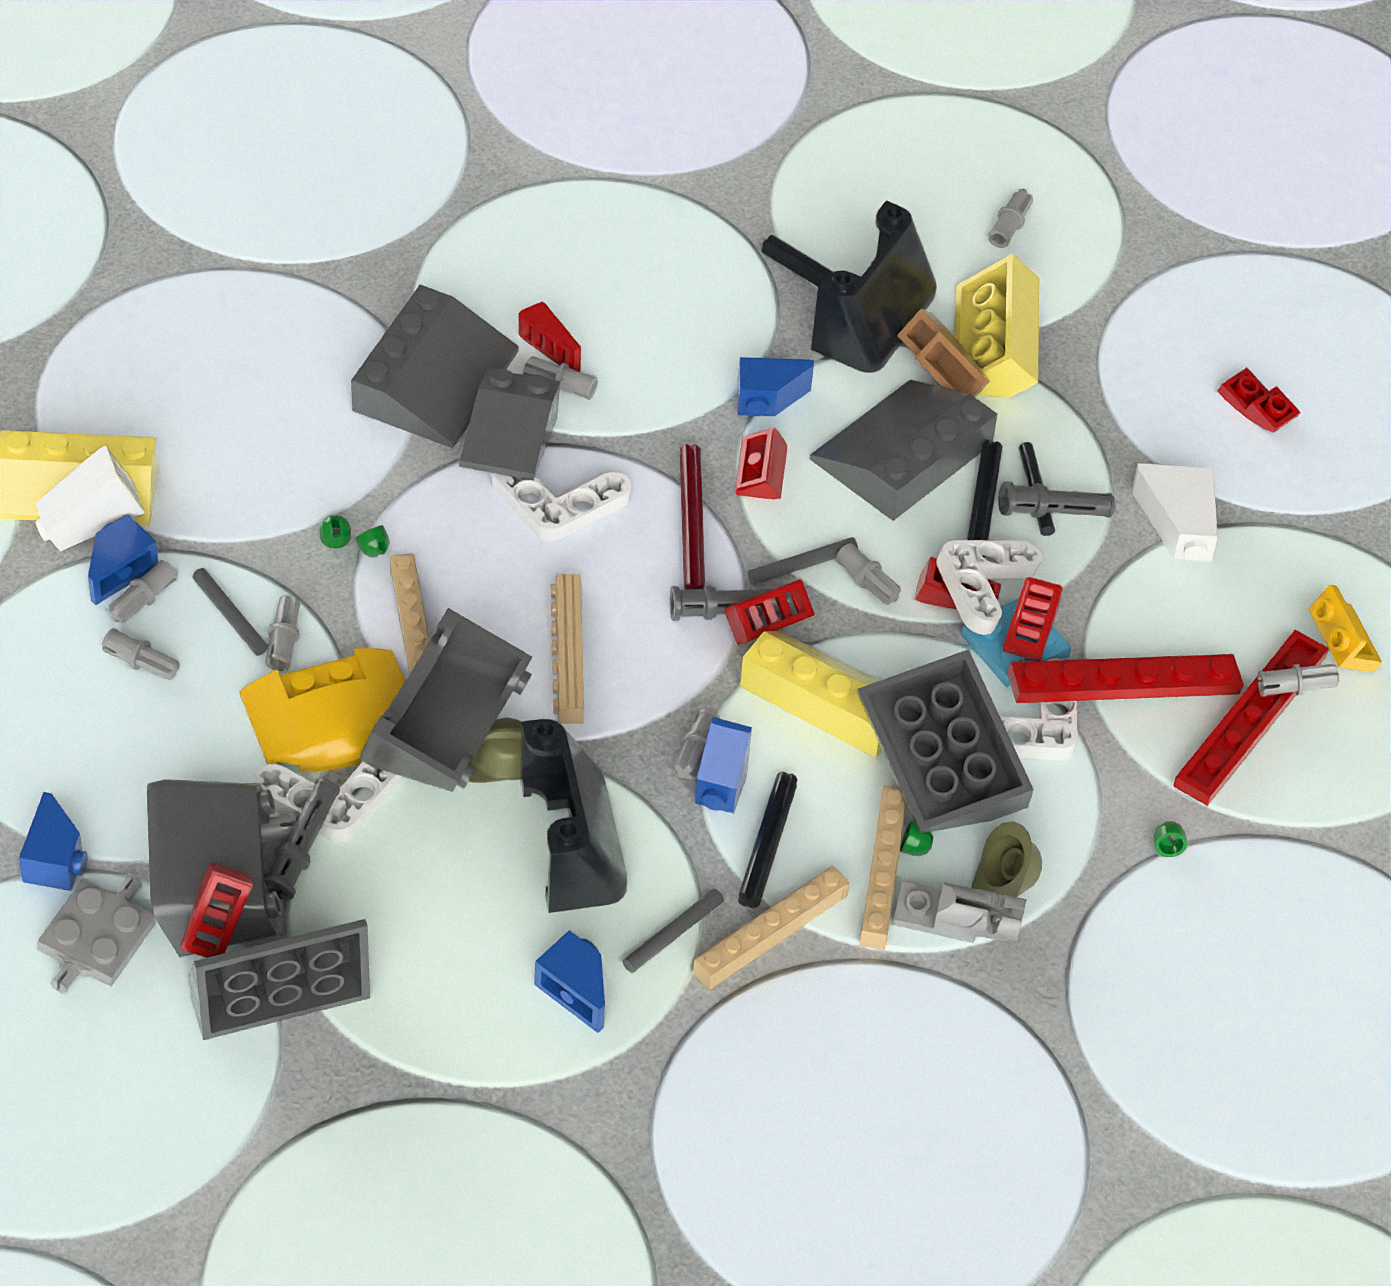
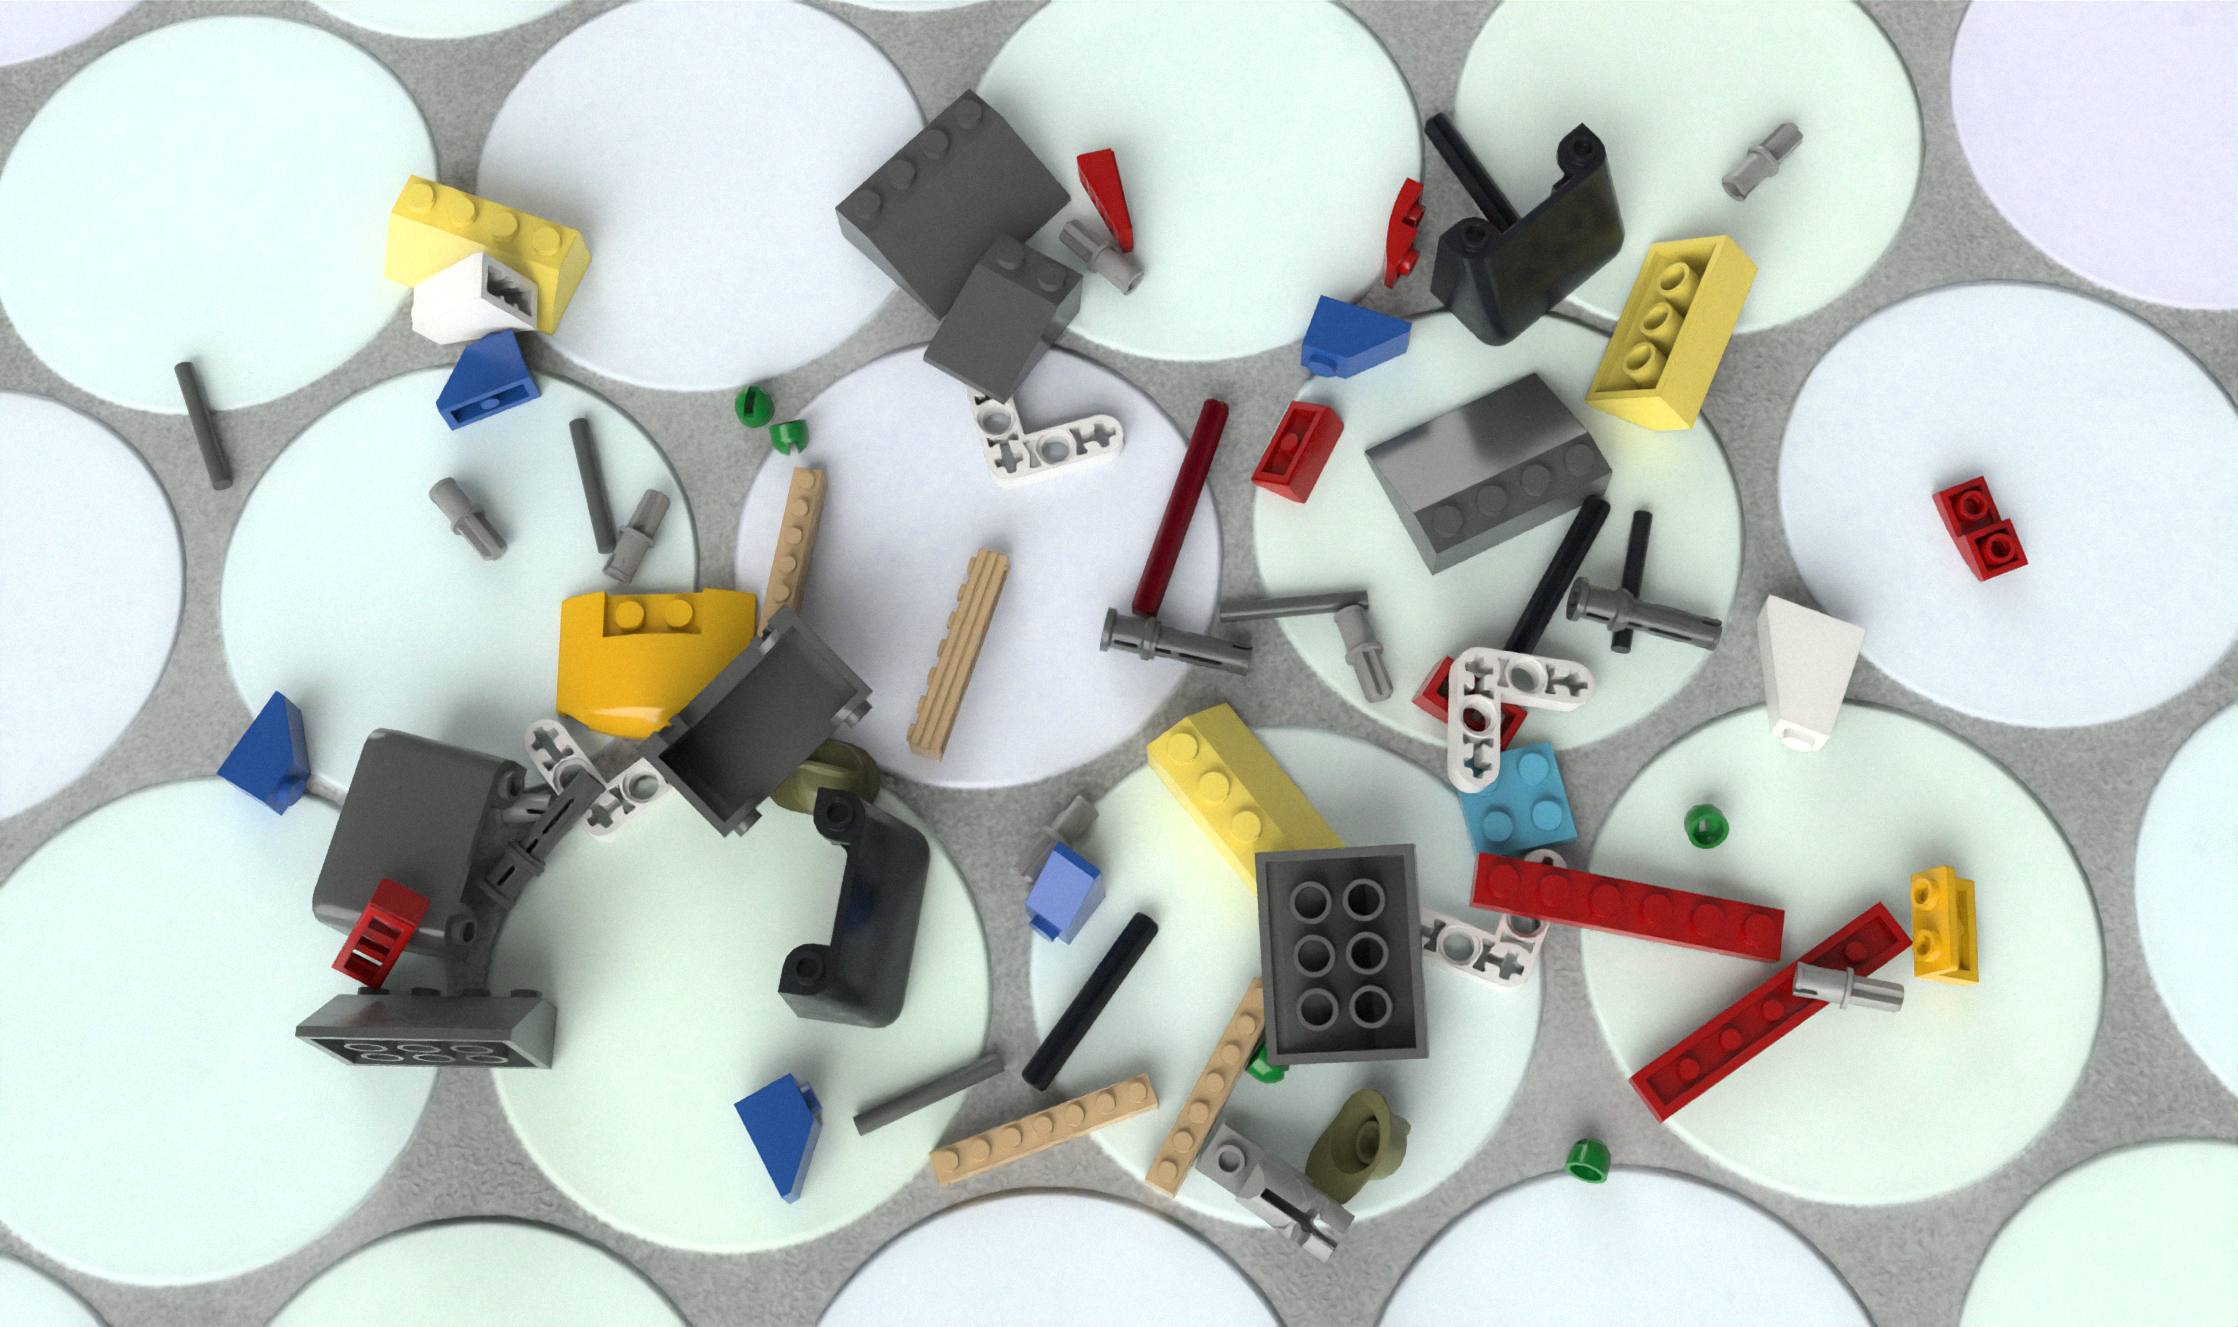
camera: 30 degrees right, 20 degrees up
(96, 933) = (270, 889): light grey plate -> none
(142, 591) = (501, 433): light grey axle -> none
(746, 621) = (1219, 695): red slope -> none
(777, 314) = (1402, 233): none -> red slope
(942, 354) = (1585, 357): medium nougat slope -> none
(1037, 596) = (1563, 760): red slope -> none
(1161, 615) = (1715, 822): none -> green hinge

